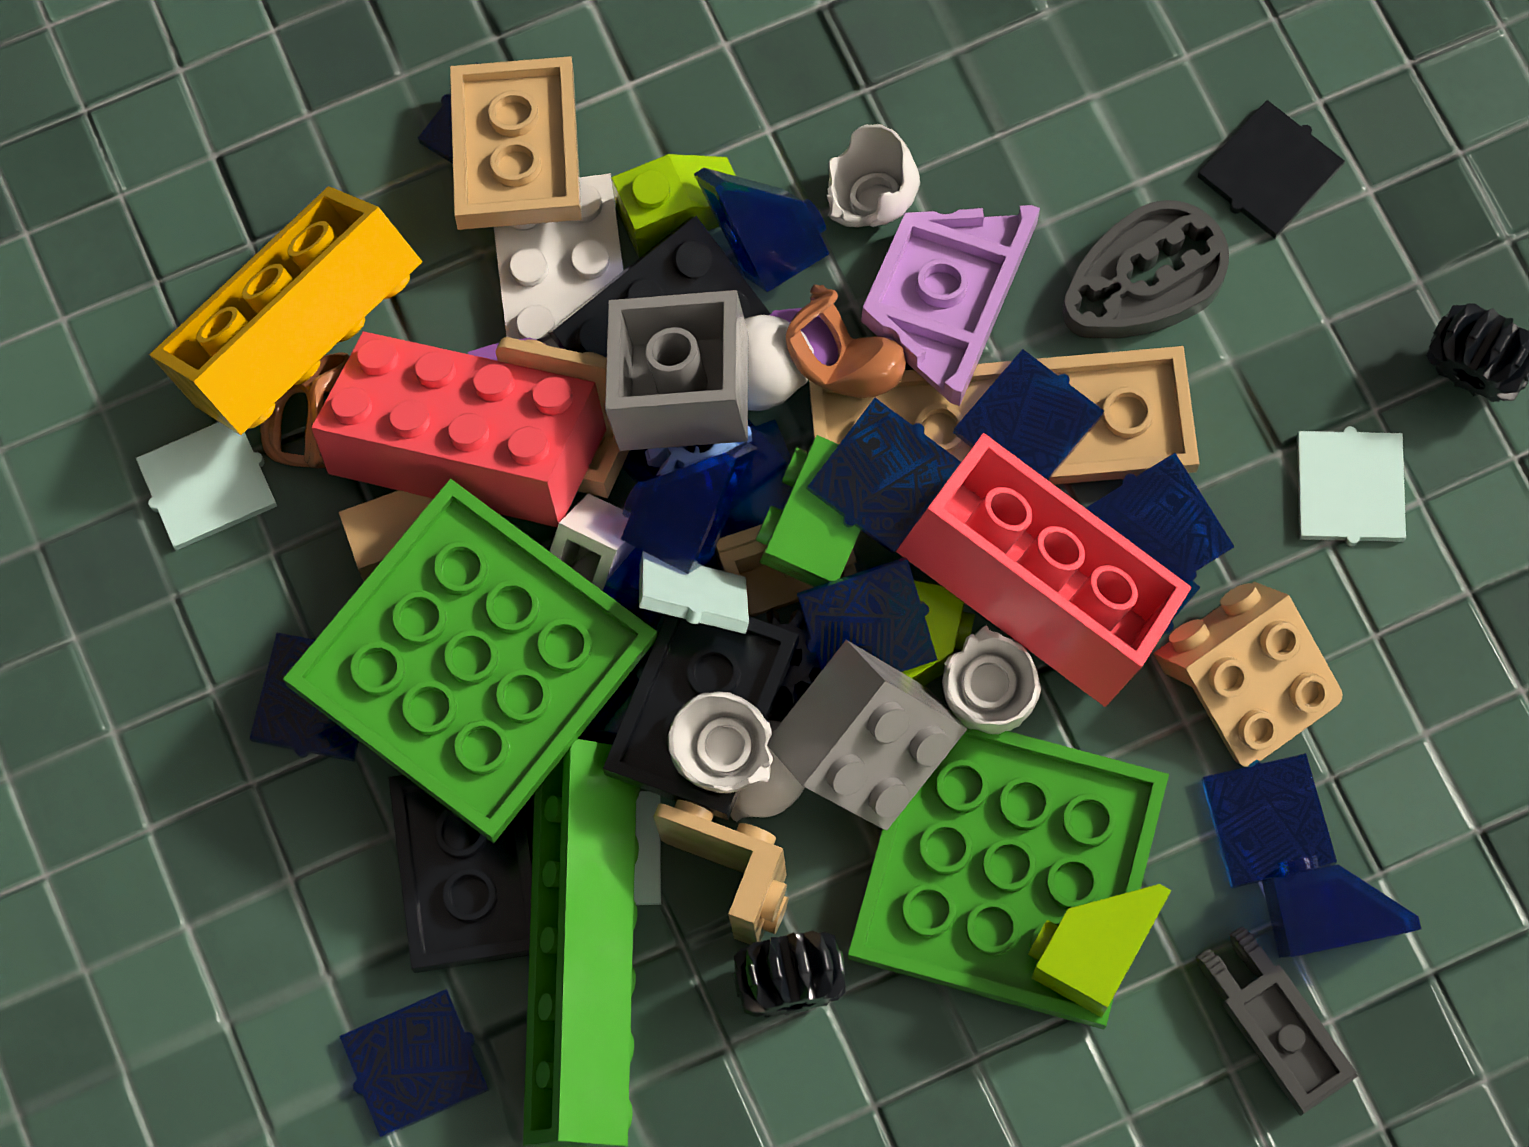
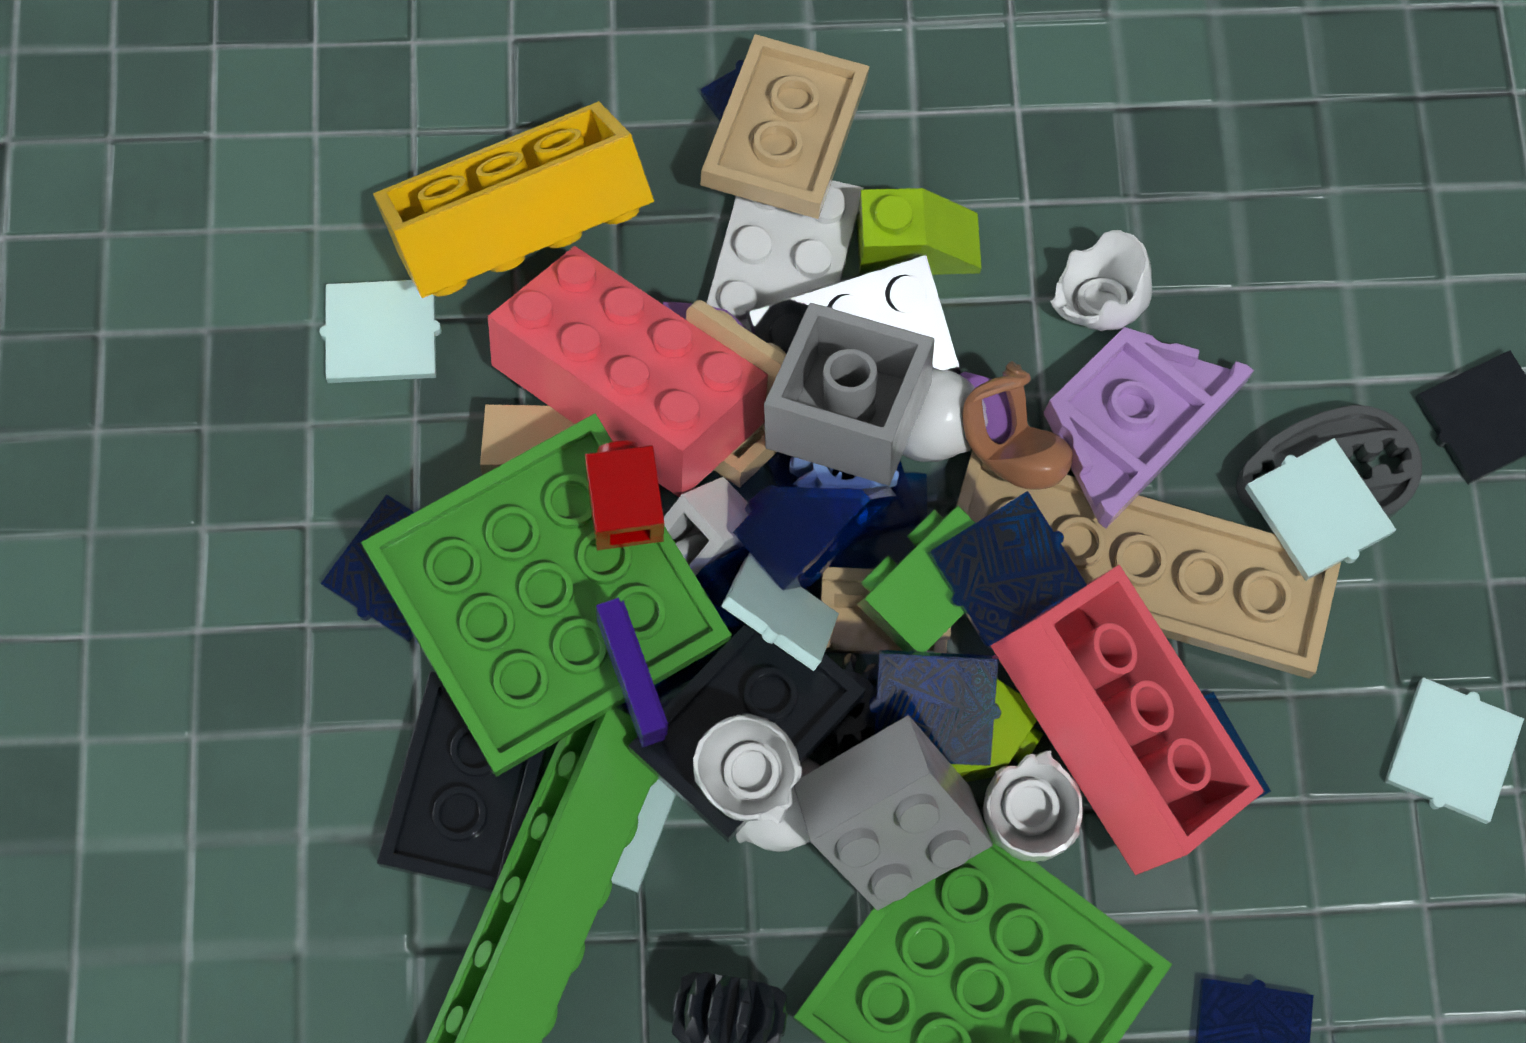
camera: 15 degrees right, 0 degrees up
(314, 388) = (508, 282): nougat piece -> none
(414, 1063) = (345, 952): clear blue piece -> none
(510, 542) = (624, 495): none -> red brick
(581, 697) = (632, 672): none -> dark purple tile
(749, 849) = (731, 927): tan bracket -> none
(764, 226) = (987, 290): clear blue slope -> none
(1031, 415) = (1171, 564): clear blue piece -> none
(1147, 313) = (1320, 509): none -> light aqua piece
(1165, 518) = (1263, 713): clear blue piece -> none
(1253, 670) = (1292, 893): tan bracket -> none

